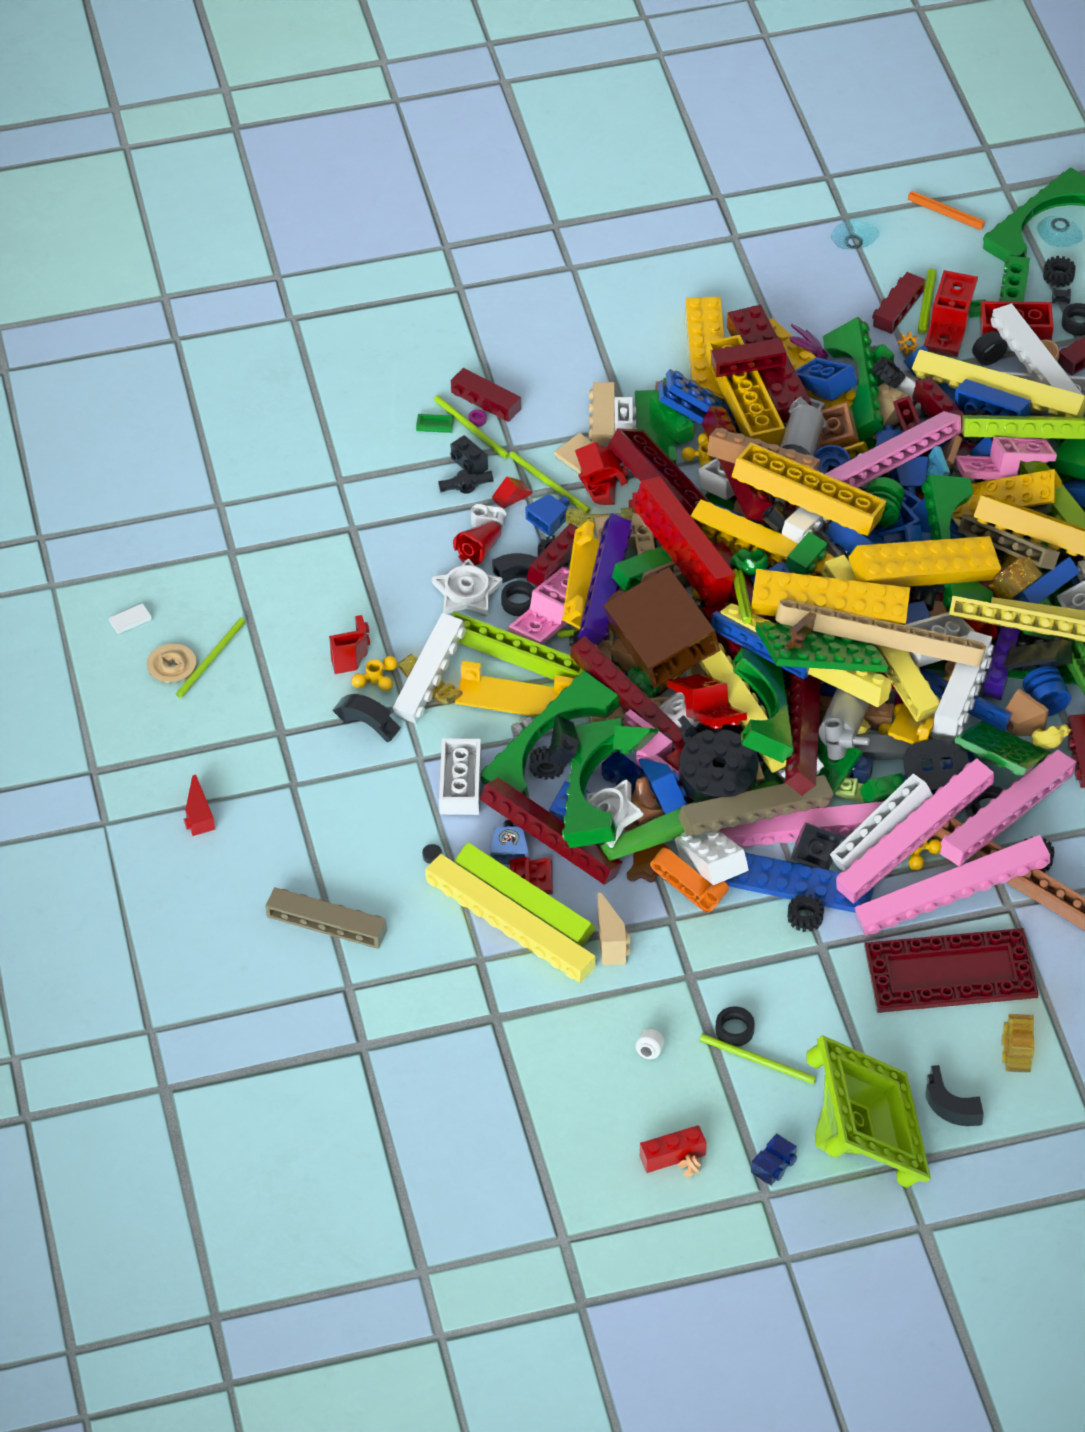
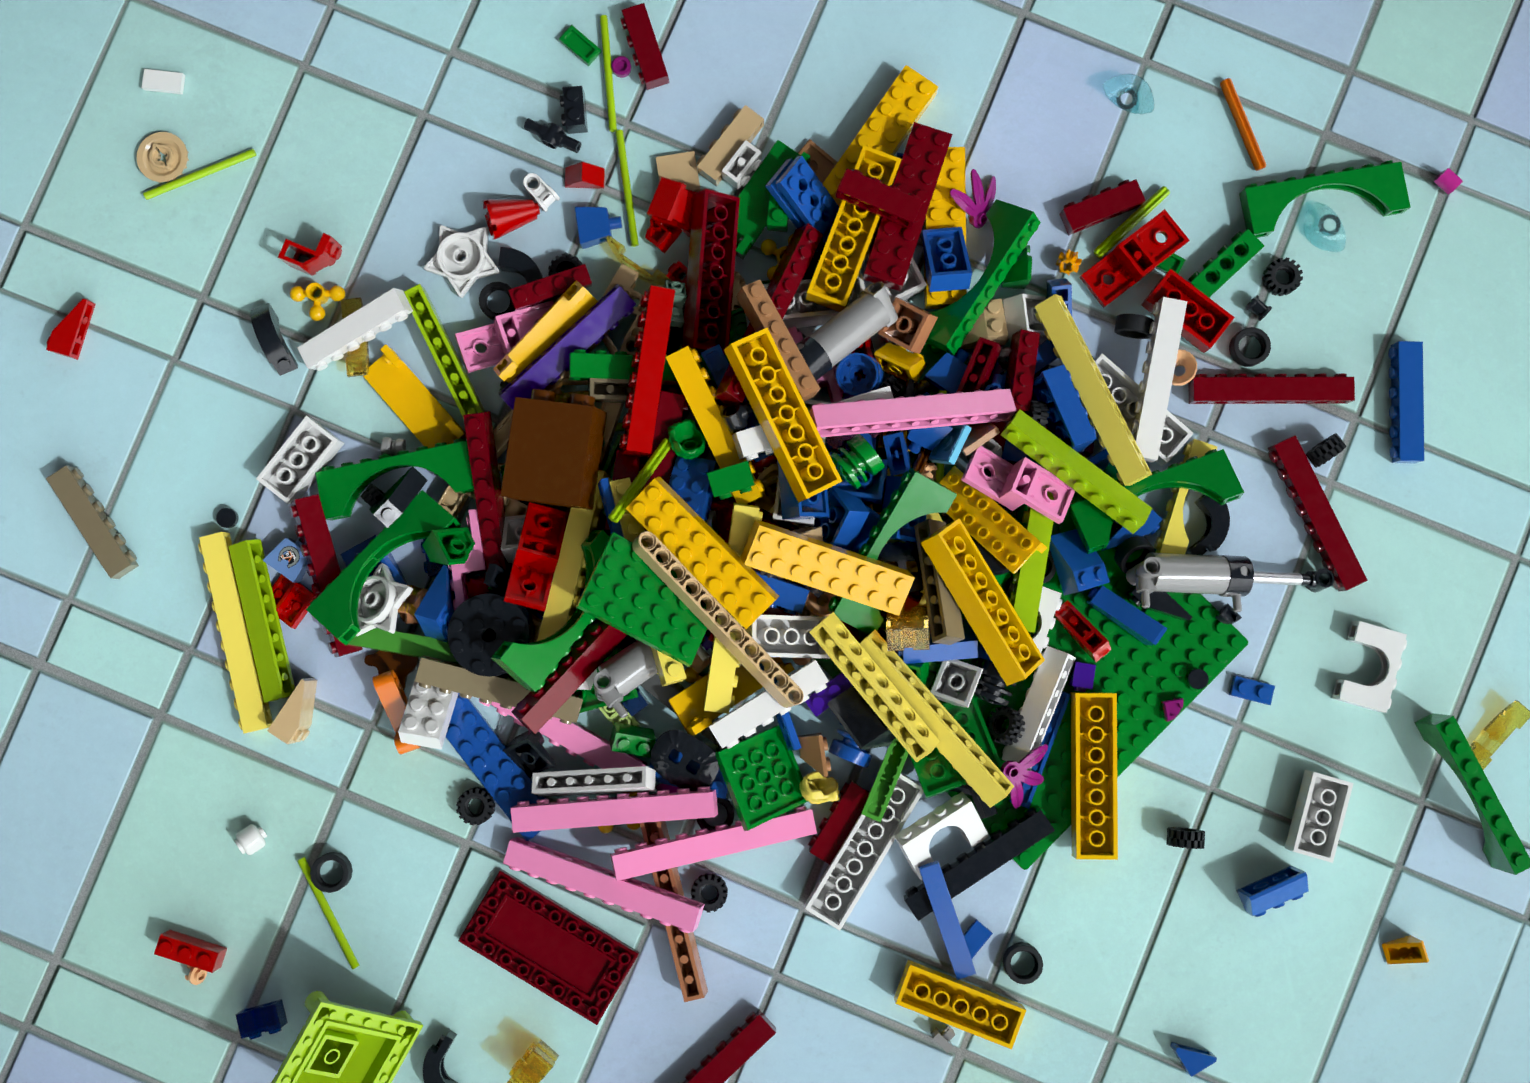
camera: 40 degrees right, 35 degrees up
(801, 630) = (613, 591): reddish brown hinge -> none
(888, 372) = (1008, 297): black tyre -> none

